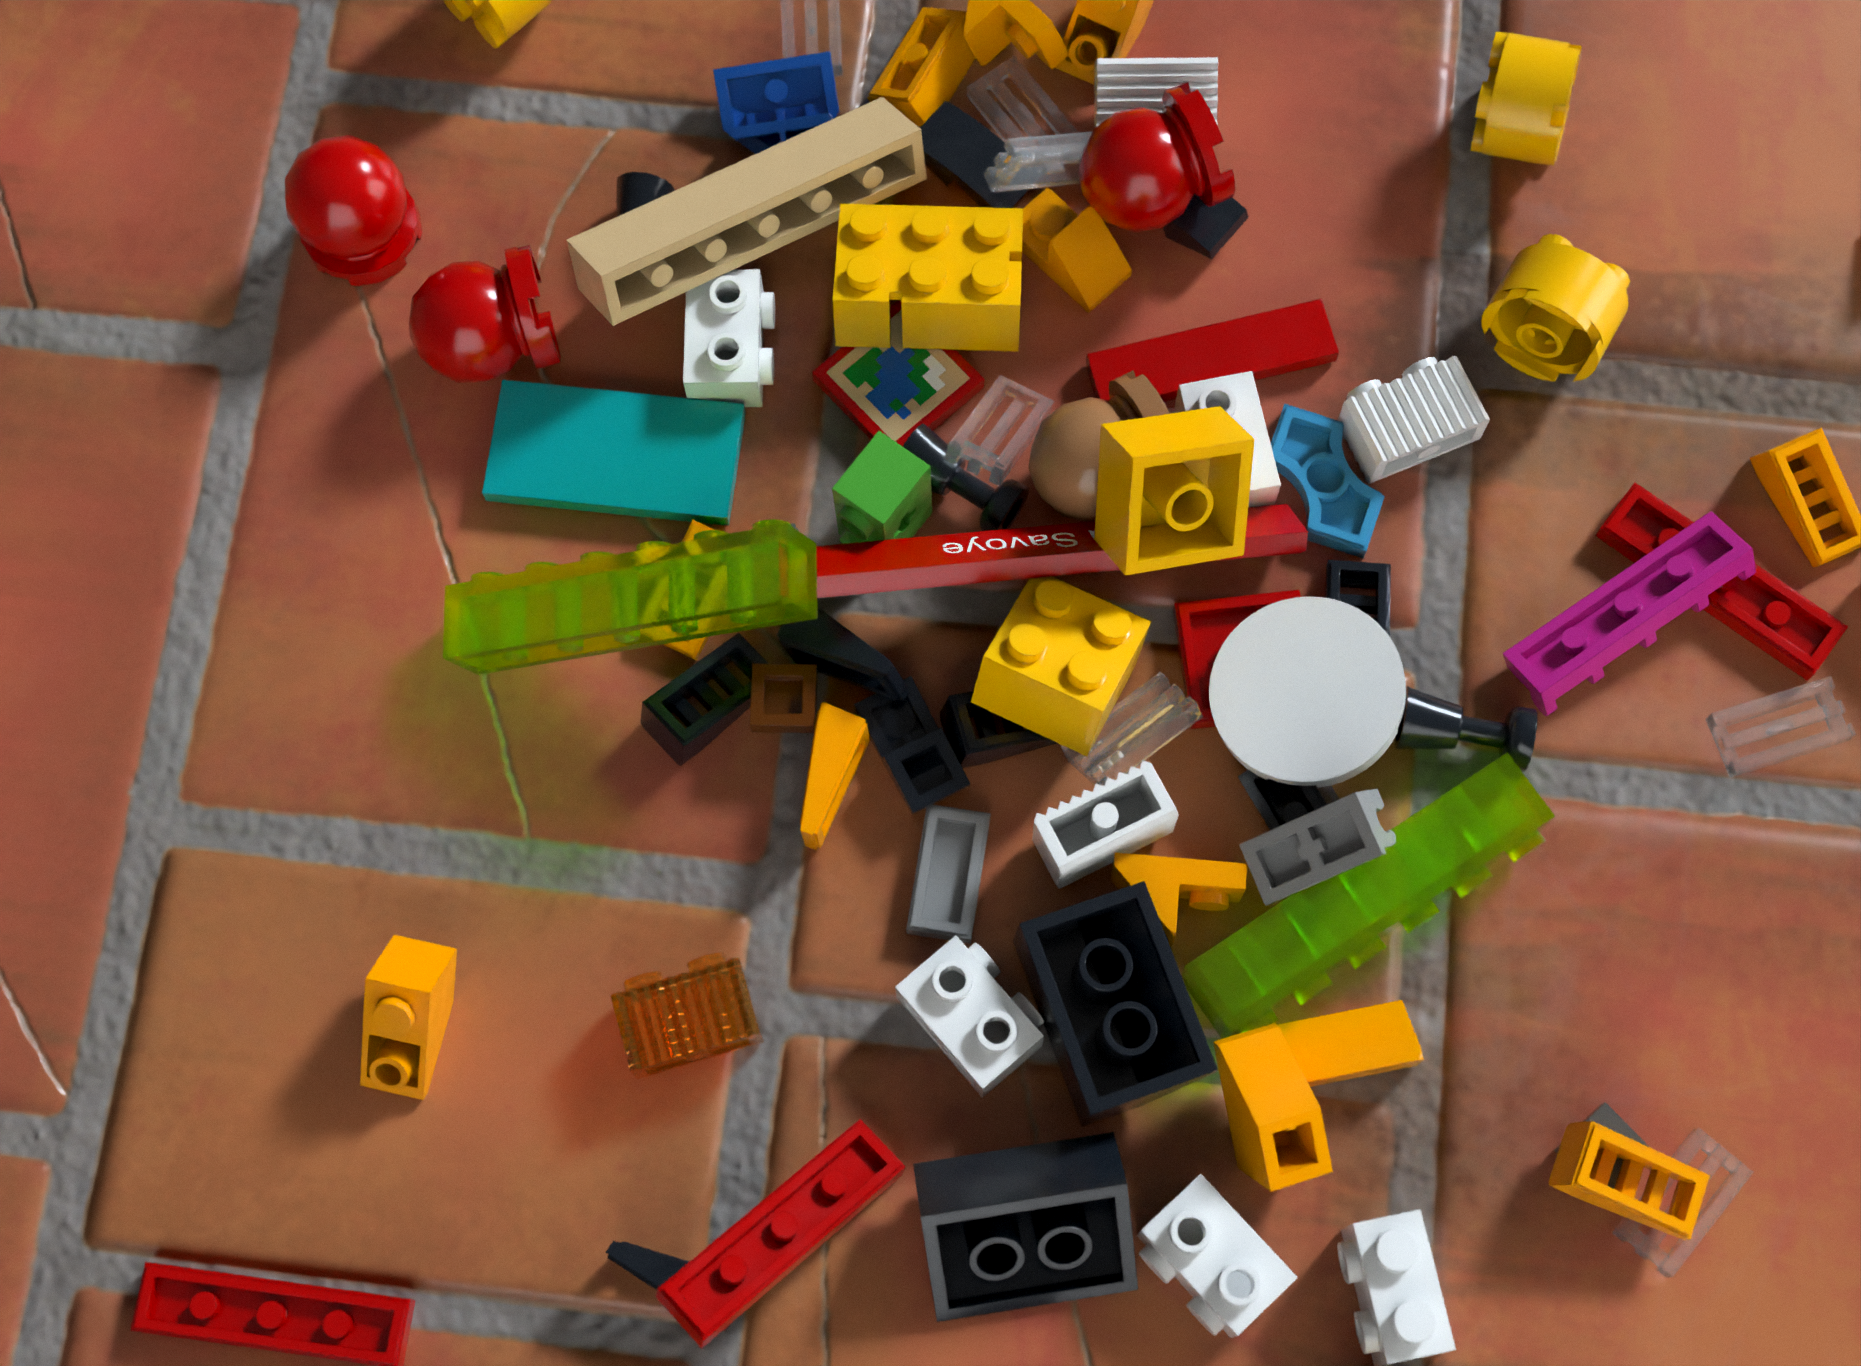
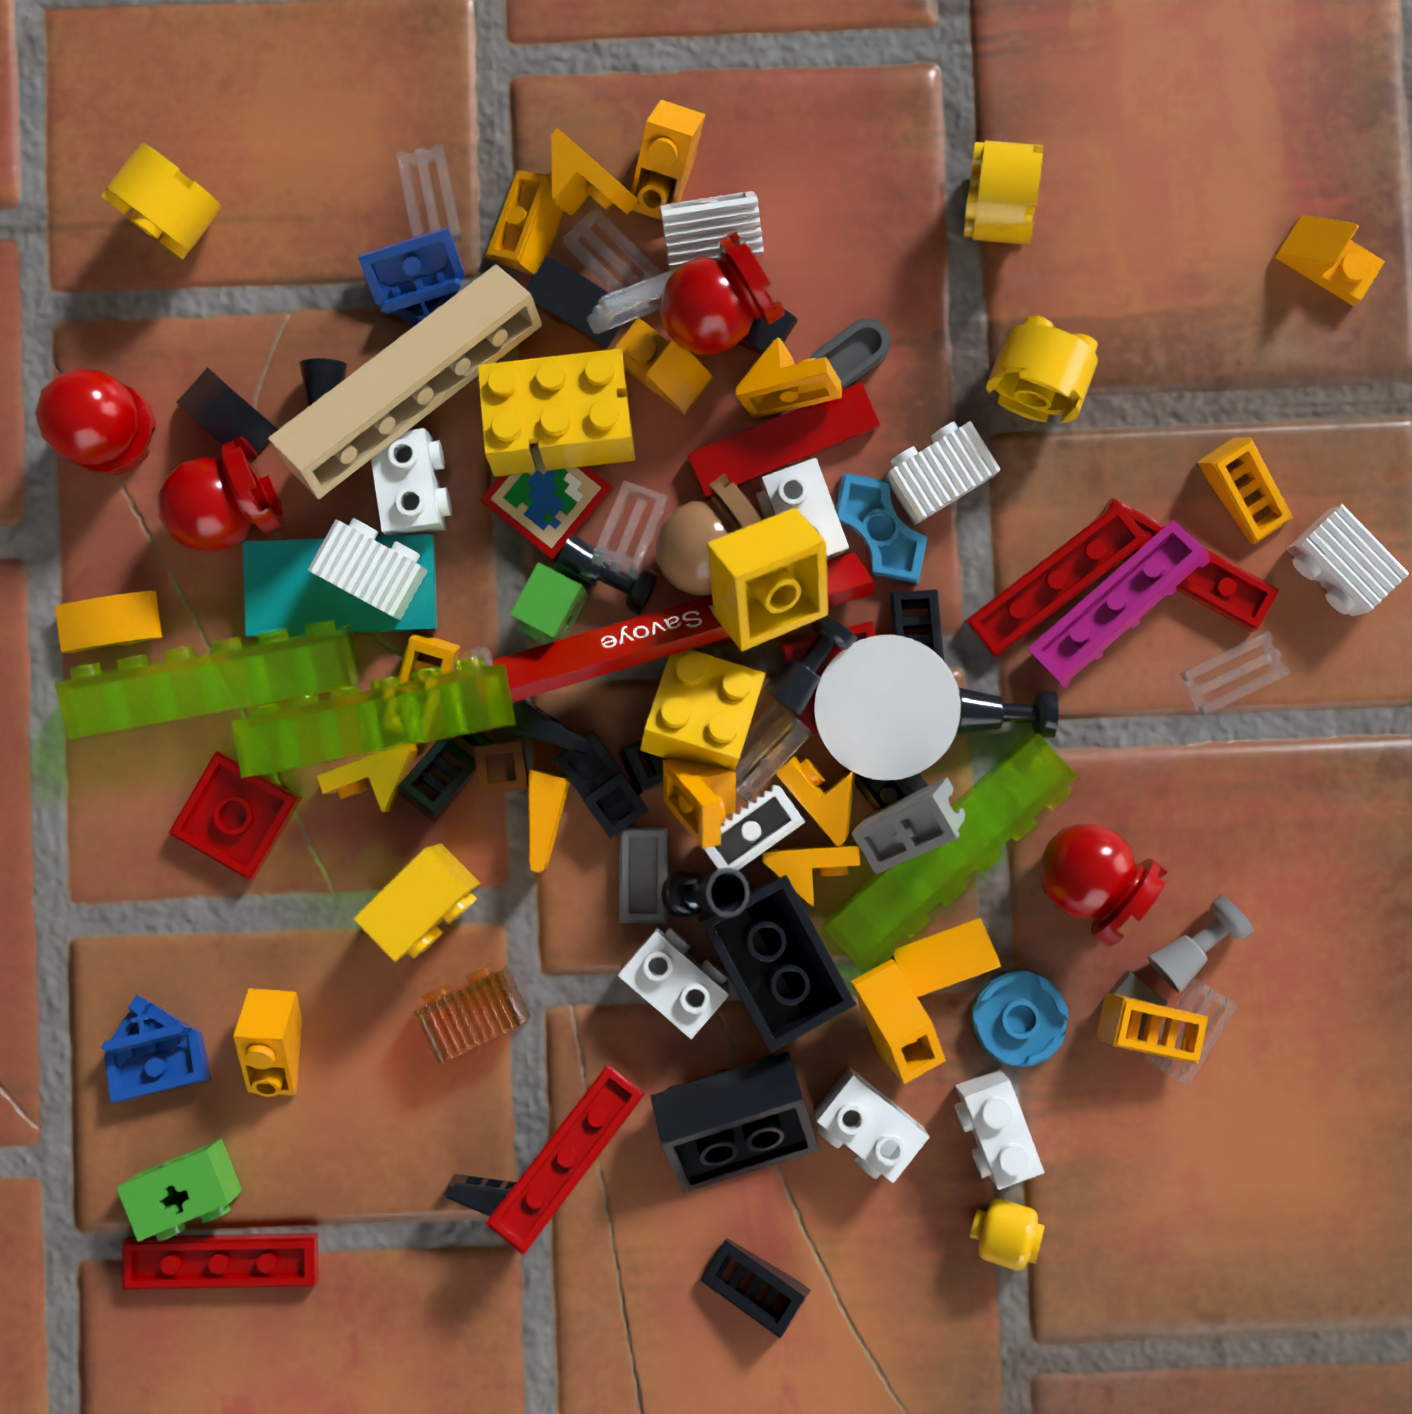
camera: 10 degrees left, 15 degrees up
(202, 1194) = (152, 1195): none -> bright green brick
(244, 1013) = (153, 1054): none -> blue slope
(311, 449) = (108, 621): none -> light orange slope
(418, 535) = (208, 681): none -> clear neon green brick
(421, 717) = (234, 816): none -> red tile
(508, 217) = (225, 412): none -> black slope
(620, 676) = (382, 769): none -> light orange slope
(646, 848) = (416, 901): none -> yellow brick
(658, 425) = (368, 568): none -> white brick
(1041, 764) = (699, 797): none -> light orange slope
(1051, 884) = (720, 892): none -> black piece
(1191, 644) = (799, 678): none -> black piece
(1216, 812) = (828, 807): none -> light orange slope
(1222, 286) = (781, 385): none -> light orange slope
(1307, 269) = (856, 350): none -> dark grey tile
(1442, 1146) = (1019, 1018): none -> dark azure tile
(1549, 571) = (1057, 579): none -> red tile
(1568, 954) = (1095, 876): none -> red tile
(1682, 1091) = (1186, 956): none -> light grey piece

